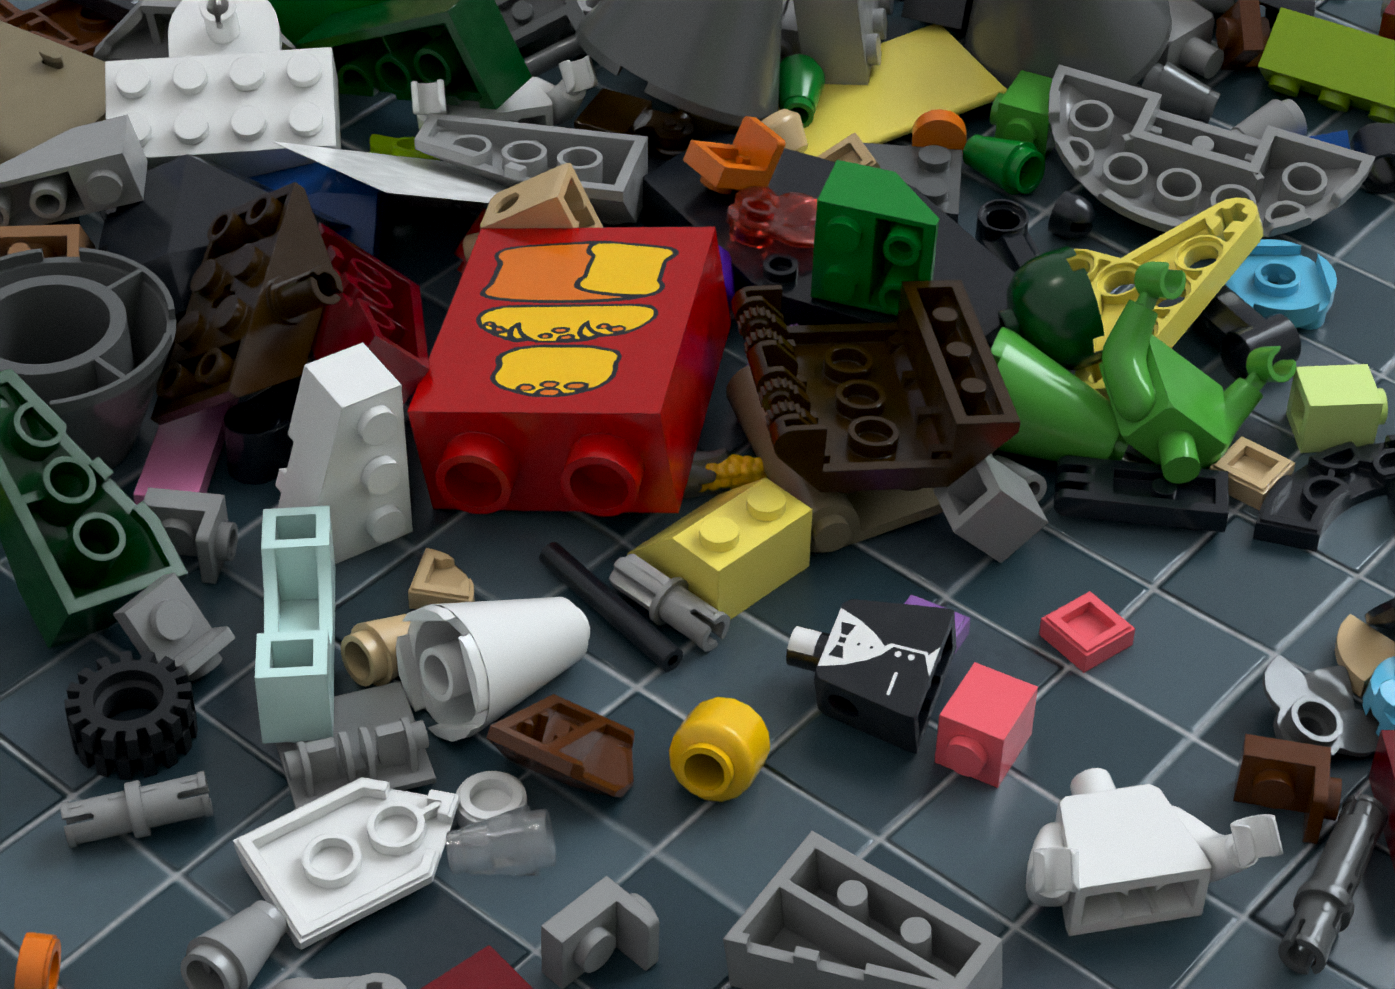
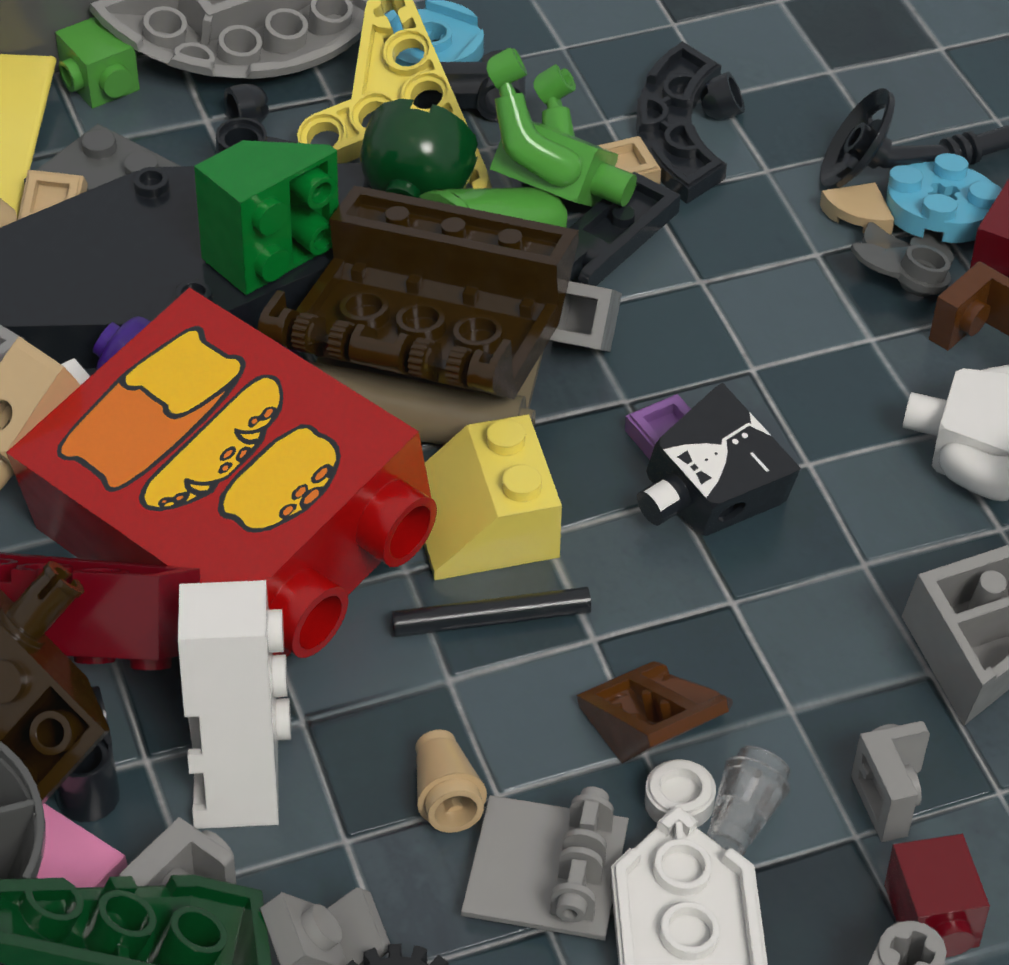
camera: 60 degrees left, 5 degrees up
(299, 626) = (324, 807): light aqua arch -> none
(439, 581) = (378, 719): tan tile -> none
(485, 657) = (537, 719): white cone -> none
(669, 601) = (524, 567): light grey axle -> none
(719, 749) = (734, 609): yellow head -> none
(737, 165) = (37, 244): orange bracket -> none
(763, 216) = (130, 265): clear red plate -> none
(939, 128) = (68, 122): orange tile -> none
(985, 724) = (814, 436): coral brick -> none
(1006, 162) = (139, 107): green cone -> none
(1086, 631) = (730, 339): coral tile -> none
(1335, 406) = (605, 82): yellowish green brick -> none

